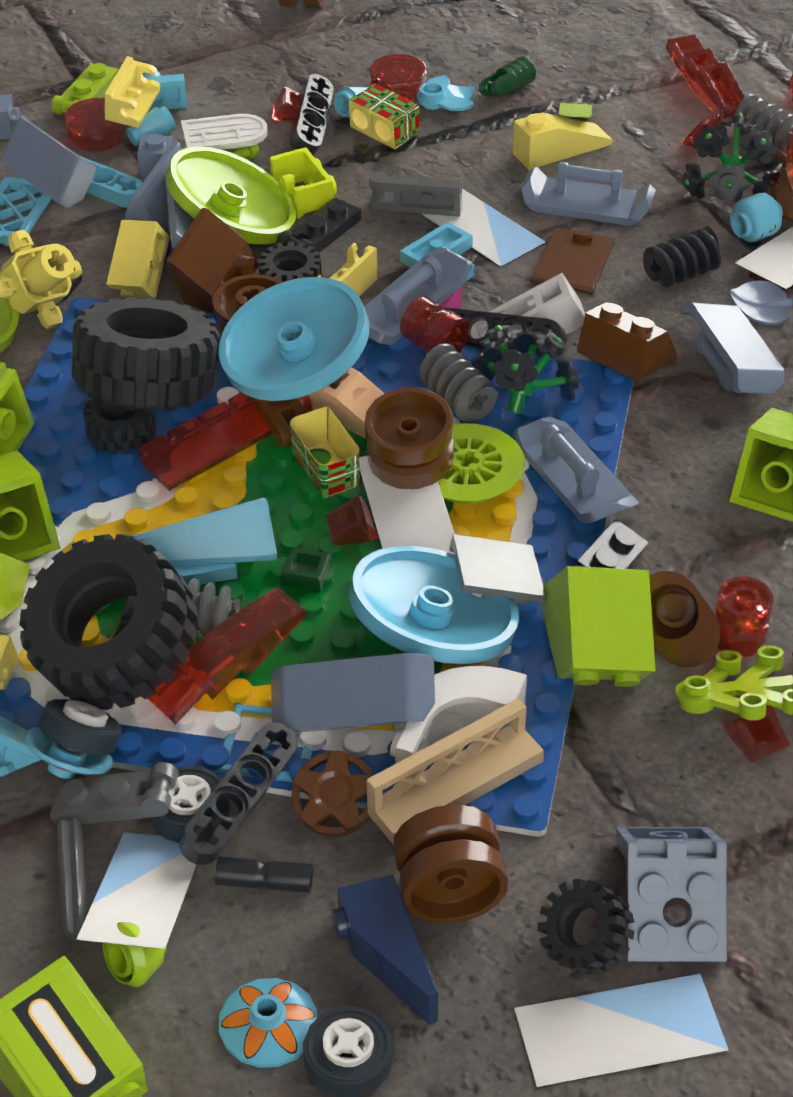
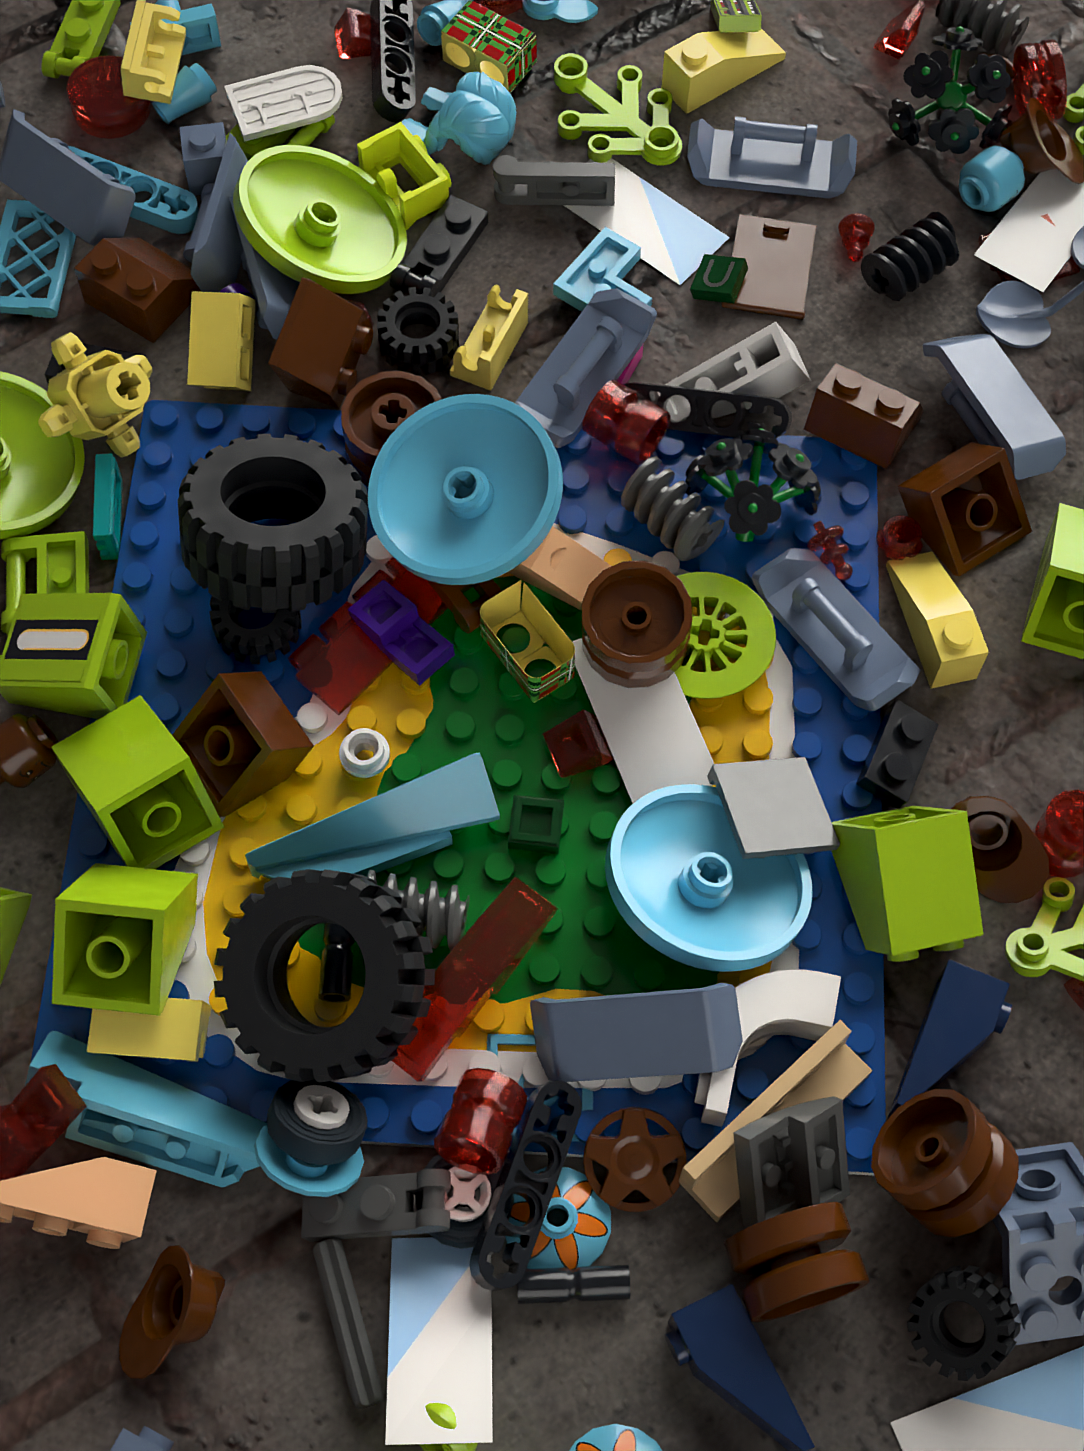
camera: 10 degrees left, 20 degrees up
(27, 348) = (107, 506): none -> teal tile
(80, 227) = (135, 285): none -> reddish brown slope
(88, 489) = (241, 739): none -> reddish brown slope
(180, 507) = (361, 740): none -> white plate
(211, 739) = (481, 1121): none -> clear red wheel
(226, 438) = (400, 632): none -> dark purple slope
(280, 840) = (581, 1237): none -> dish
(362, 148) = (475, 116): none -> medium azure hair
(466, 780) = (792, 1160): none -> dark grey slope
(500, 181) = (656, 144): none -> lime plant
(530, 260) = (719, 278): none -> dark green tile
(580, 418) = (833, 552): none -> clear red hair
(588, 808) = (945, 1163): none -> reddish brown wheel
(615, 741) = (955, 1025): none -> dark blue slope
(641, 425) = (902, 528): none -> clear red plate
(643, 239) = (856, 234): none -> clear red hair
(662, 481) = (938, 620): none -> light yellow slope
(698, 409) = (967, 506): none -> reddish brown slope

